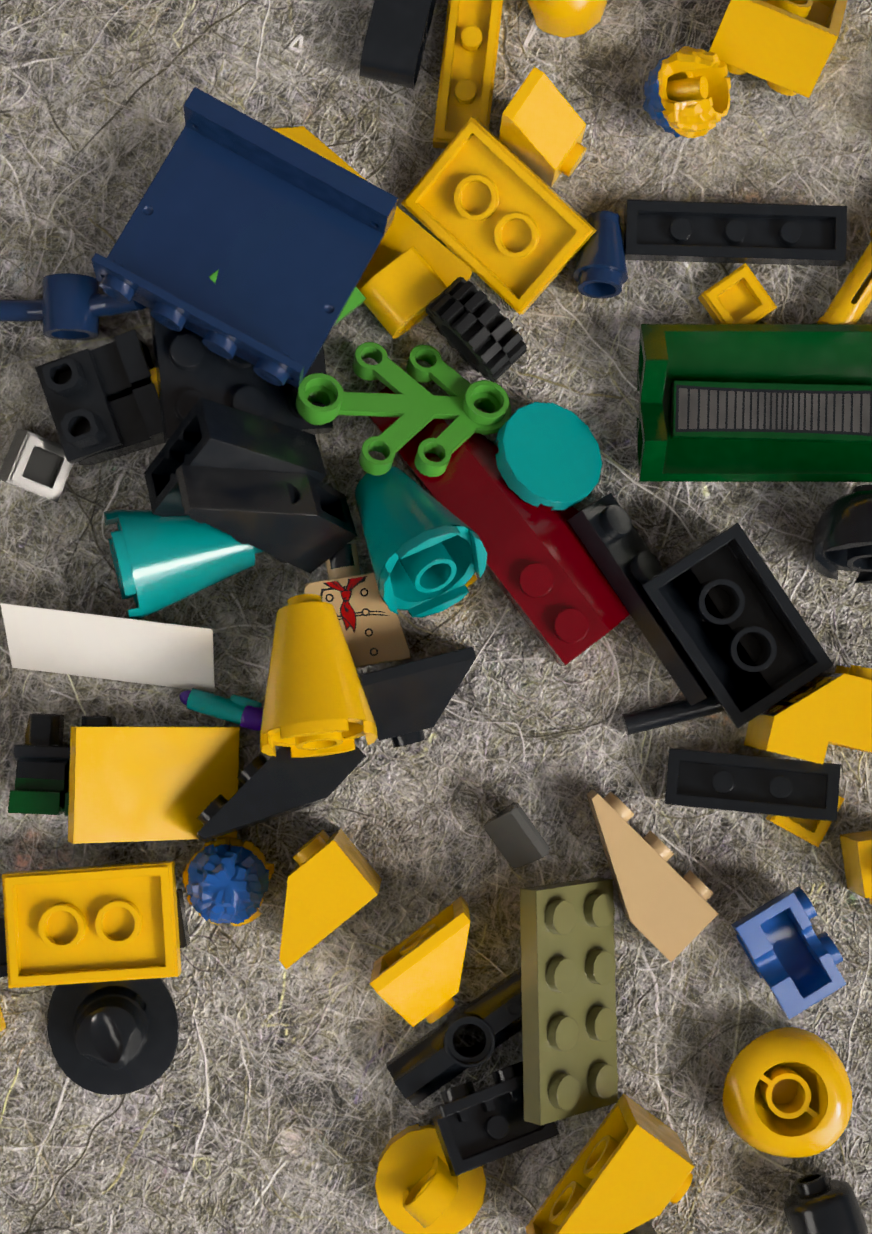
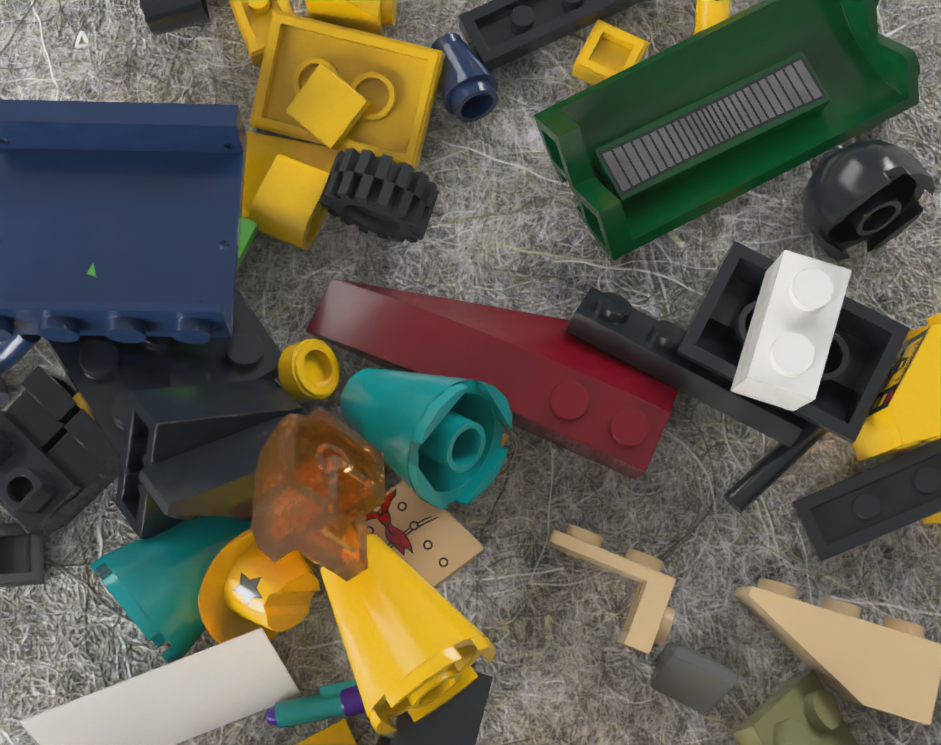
camera: 25 degrees left, 10 degrees down
(230, 593) = (253, 592): none -> yellow hat
(305, 552) = (315, 492): none -> clear orange brick
(342, 442) = (308, 370): none -> yellow tile
(410, 403) = (417, 272): bright green plant -> none
(414, 694) = (509, 582): black slope -> none
(474, 227) = (327, 106): none -> yellow tile
(510, 773) = (648, 615): none -> tan bracket
(548, 456) = (513, 280): teal tile -> none
(732, 619) = (791, 331): none -> white brick

